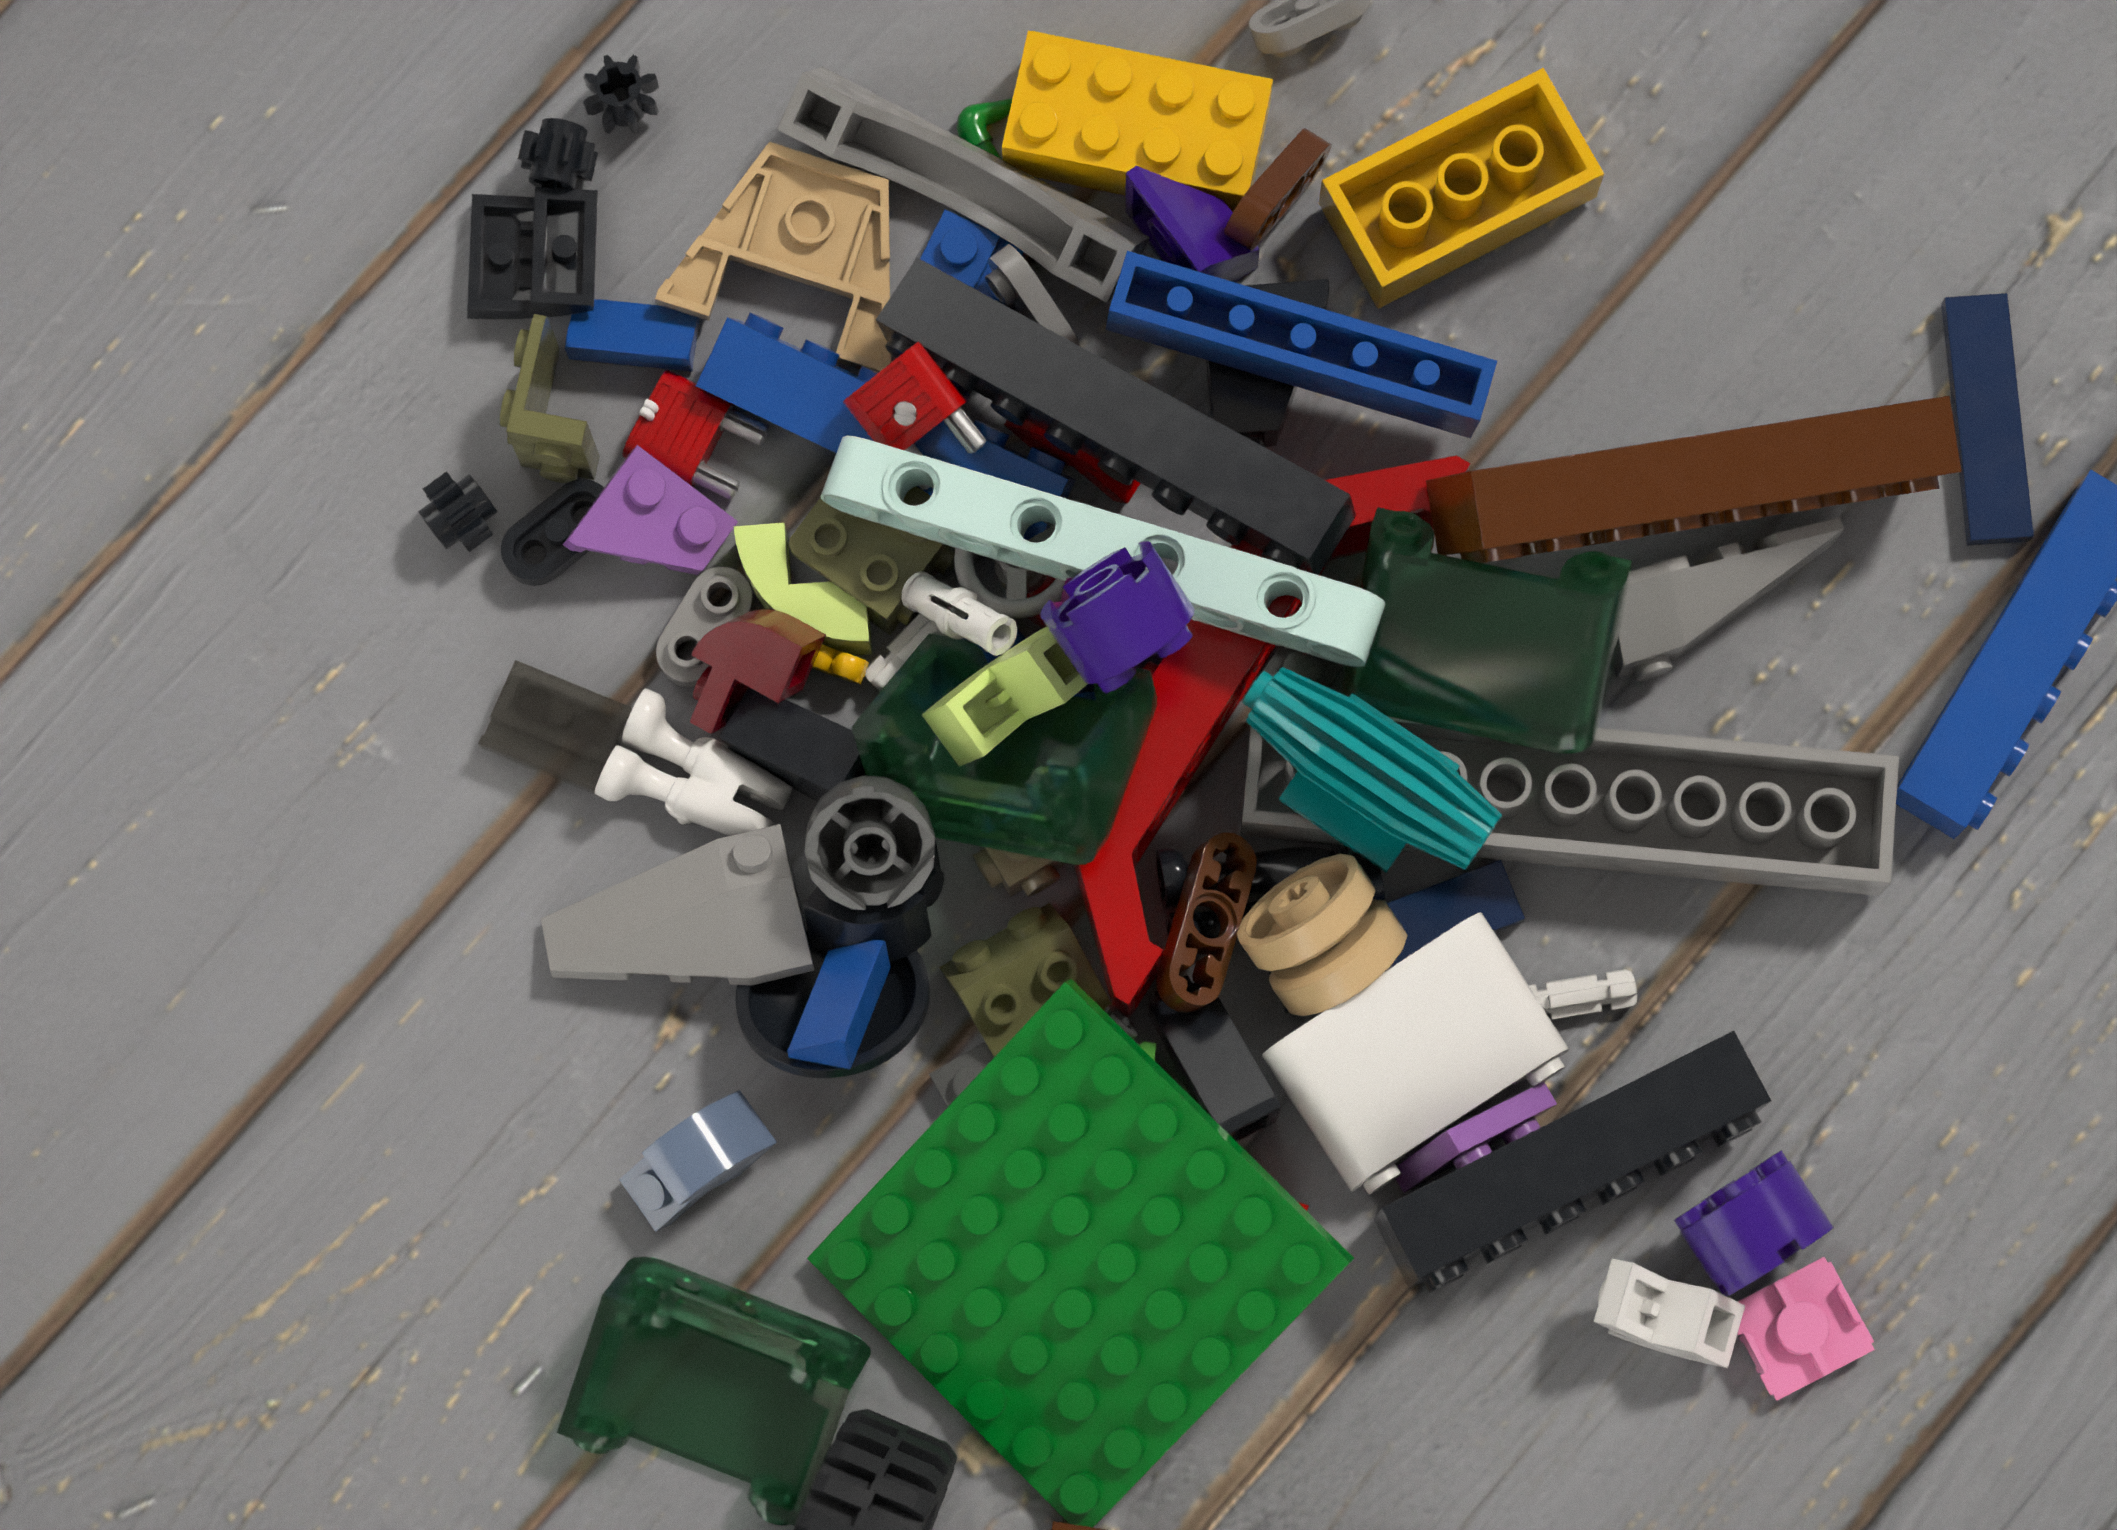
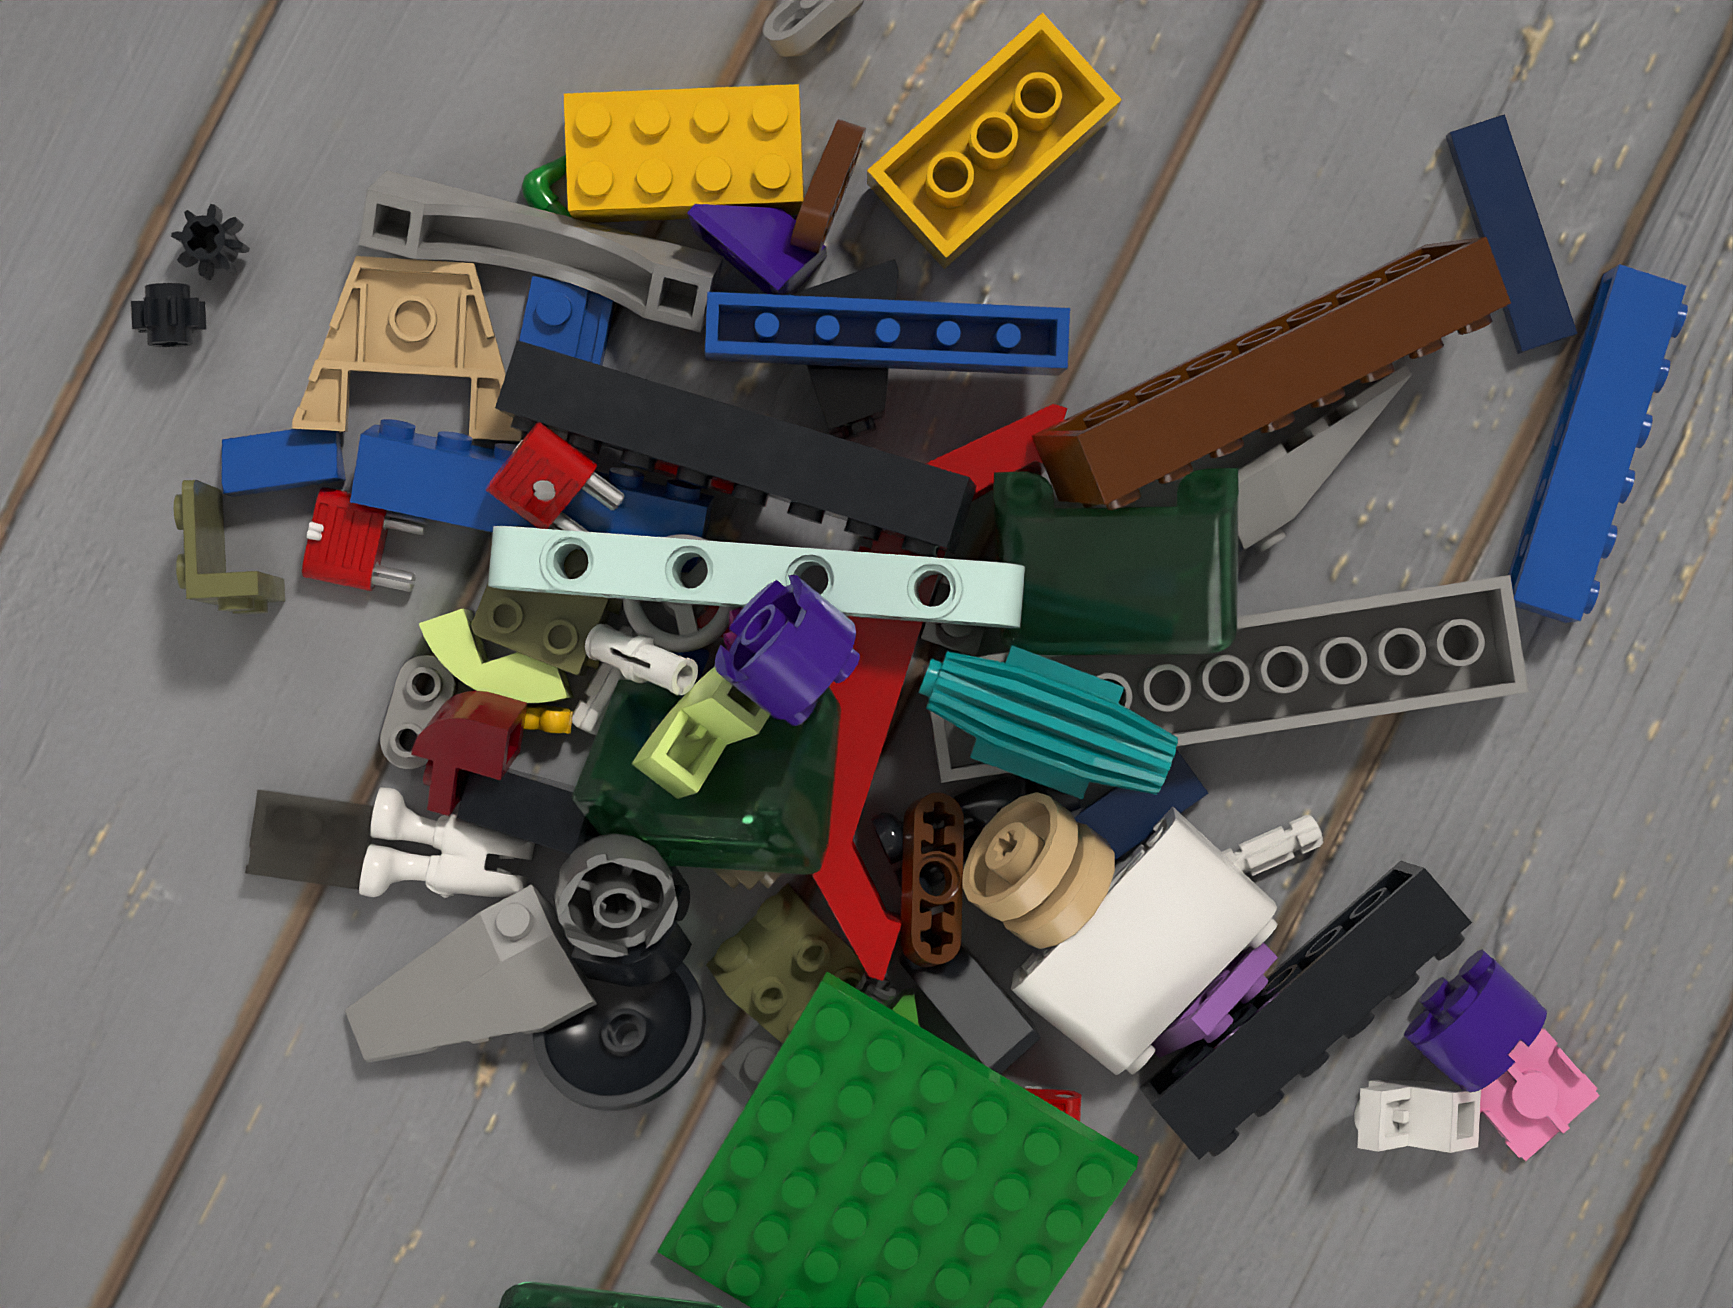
camera: 10 degrees left, 10 degrees up
(457, 511) = (168, 667): black gear -> none
(532, 254) = (171, 411): black slope -> none
(548, 527) = (263, 658): black plate -> none
(652, 518) = (344, 630): medium lavender wing -> none
(696, 1158) = (539, 1192): sand blue brick -> none
(841, 1004) = (628, 1038): blue slope -> none
(1016, 283) = (614, 333): light grey plate -> none

